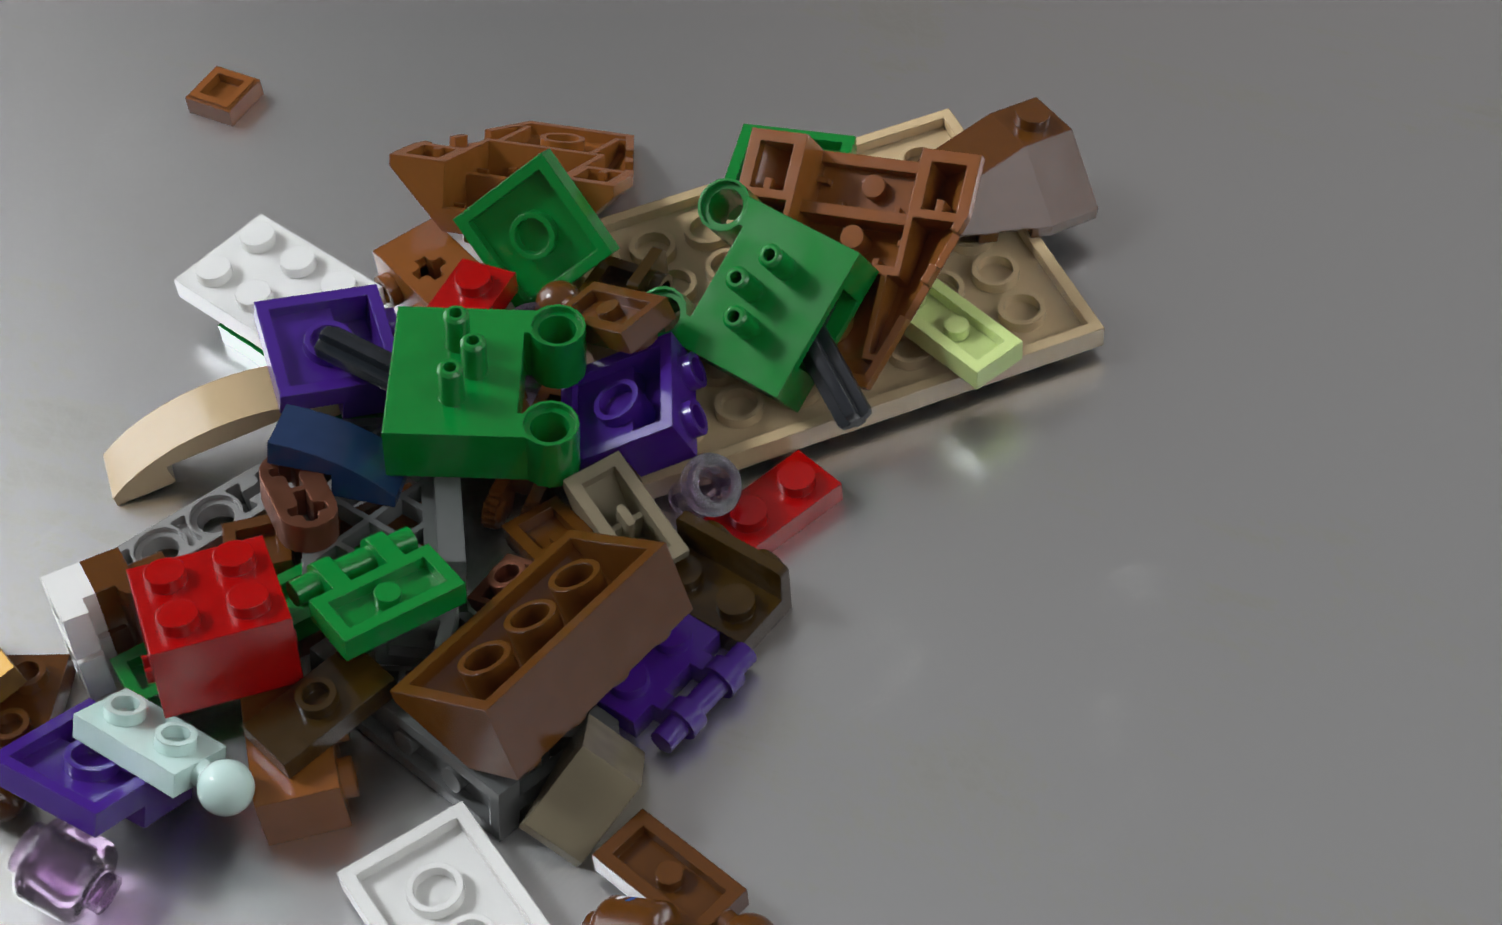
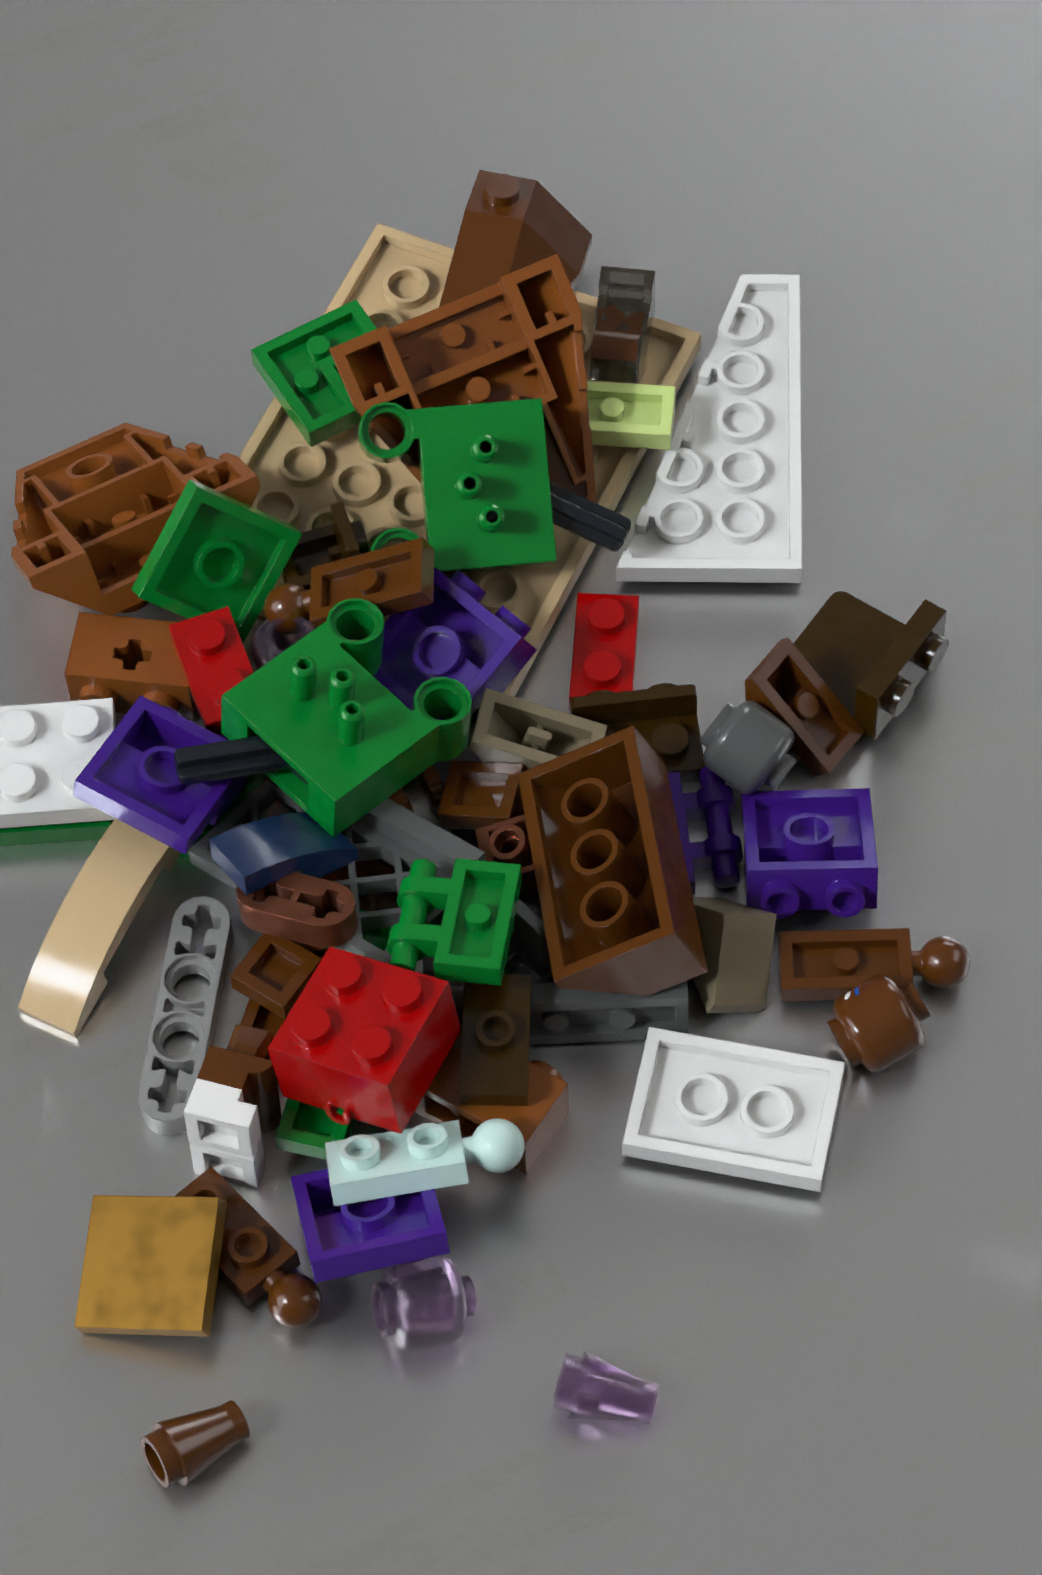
camera: 45 degrees left, 10 degrees up
(706, 486) = (561, 671): clear purple cone -> none
(740, 766) = (809, 851): none -> dark purple plate
(775, 645) = (748, 747): none -> dark grey head
(855, 648) = (802, 700): none -> reddish brown slope
(959, 656) = (872, 657): none -> dark brown bracket
(1035, 276) = (622, 324): none -> clear smoke leg
(1037, 436) = (733, 477): none -> white wing

